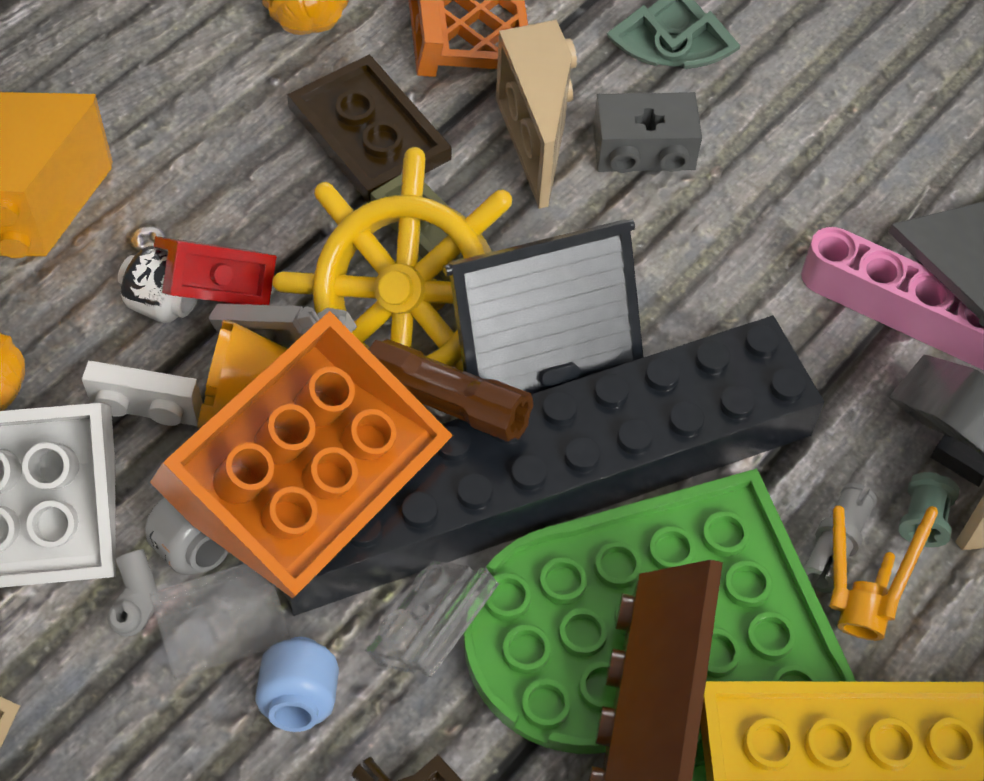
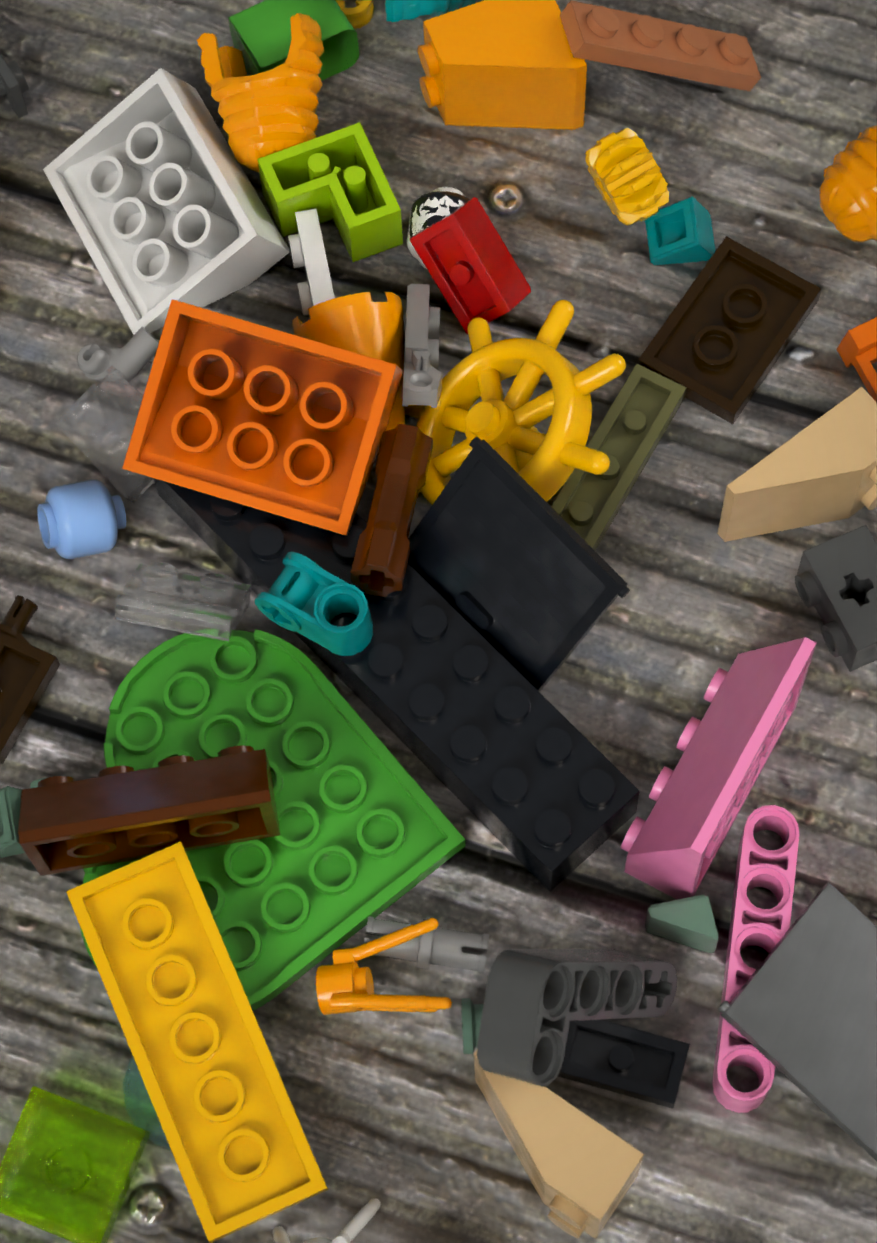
camera: 75 degrees right, 10 degrees up
(69, 328) = (343, 182): none -> lime brick
(93, 58) = (659, 46): none -> nougat plate
(196, 131) = (627, 176): none -> yellow gear
(258, 131) = (680, 233): none -> teal slope
(510, 482) = (309, 598): none -> teal piece
(778, 245) = (717, 767): none -> bright pink slope
(882, 338) = (684, 922): none -> sand green slope

